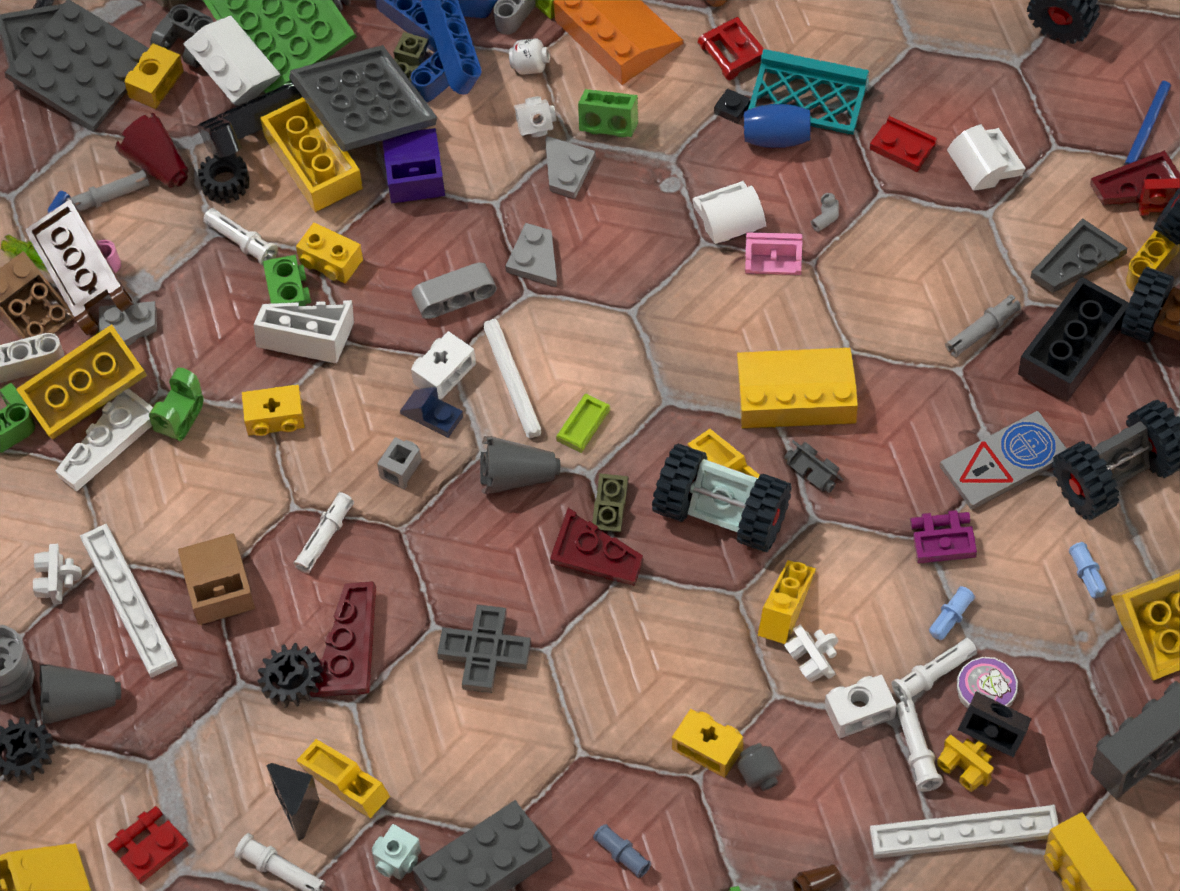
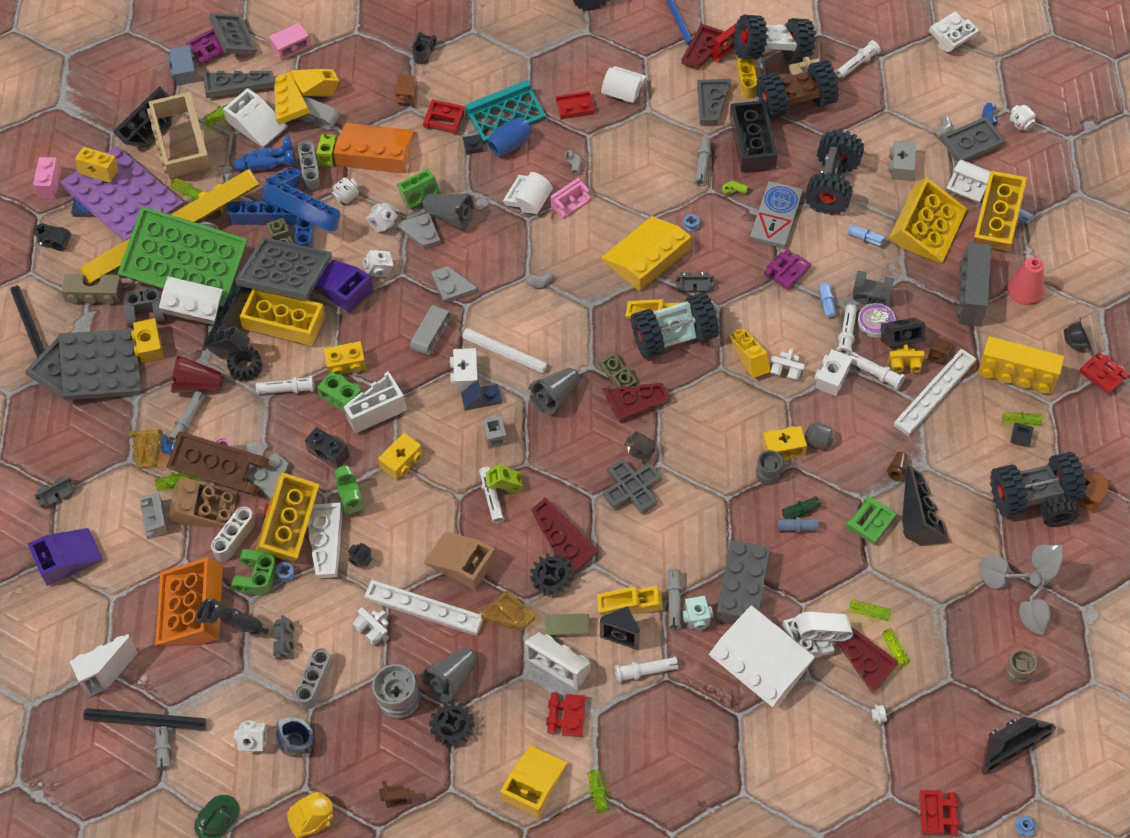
camera: 45 degrees left, 0 degrees up
(34, 196) = (146, 447): none -> clear yellow wing
(37, 448) = (285, 578): none -> medium blue bush
(119, 486) = (359, 555): none -> black gear
(195, 773) = (557, 660): none -> white slope
(202, 678) = (508, 612): none -> clear yellow wing
(207, 339) = (327, 448): none -> black brick
(248, 745) = (567, 624): none -> olive slope
(350, 525) = (504, 478): none -> lime leg
(399, 810) = (674, 590): none -> light grey pin
(473, 168) = (378, 263): none -> white brick
(539, 611) = (640, 446): none -> clear smoke brick
(583, 423) = (562, 345): lime tile -> none
(621, 165) = (451, 208): none -> dark grey cone
(635, 327) = (538, 281): none -> light grey arm
(646, 834) = (801, 508): none -> dark green axle
(657, 755) = (769, 467): none -> dark grey wheel
(892, 399) = (691, 227): none -> medium blue bush
(987, 385) = (733, 186): none -> lime arm
(1013, 642) = (871, 291): none -> dark grey piece
(1025, 786) = (940, 350): none -> reddish brown bracket

